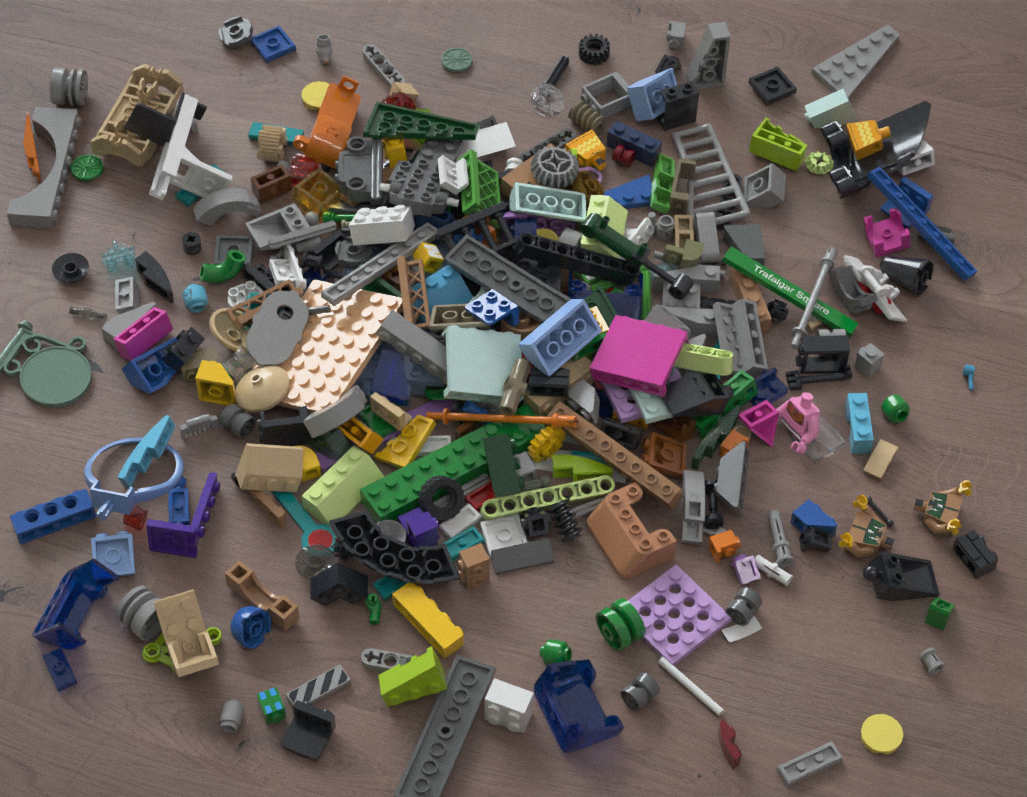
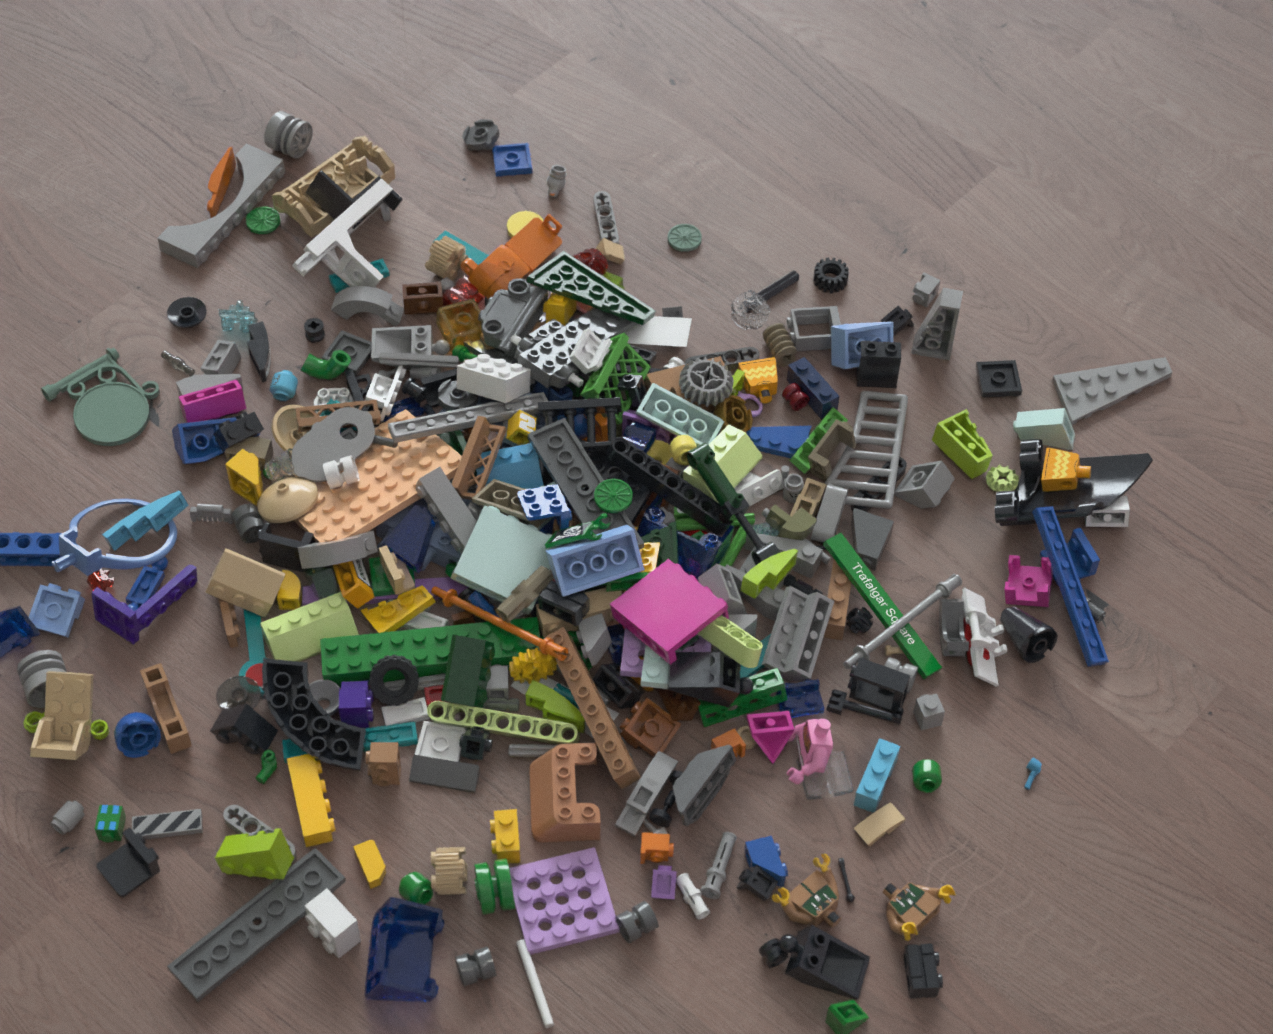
camera: 25 degrees right, 0 degrees up
(297, 353) = (335, 477): none -> white wheel
(498, 190) = (635, 386): none -> black bracket
(505, 648) = (370, 863): none -> yellow piece
(534, 320) = (577, 532): none -> green flag
(544, 281) = (613, 495): none -> green wheel
(565, 520) = (504, 754): black piece -> none
(569, 227) = (679, 447): none -> light yellow head
(577, 627) = (449, 871): none -> tan brick
(603, 583) = (507, 835): none -> yellow brick
(691, 299) = (768, 573): none -> lime slope
(714, 437) = (712, 728): clear green slope -> none
(738, 632) = (620, 946): white sticker -> none
(859, 586) = (773, 953): none -> black wheel

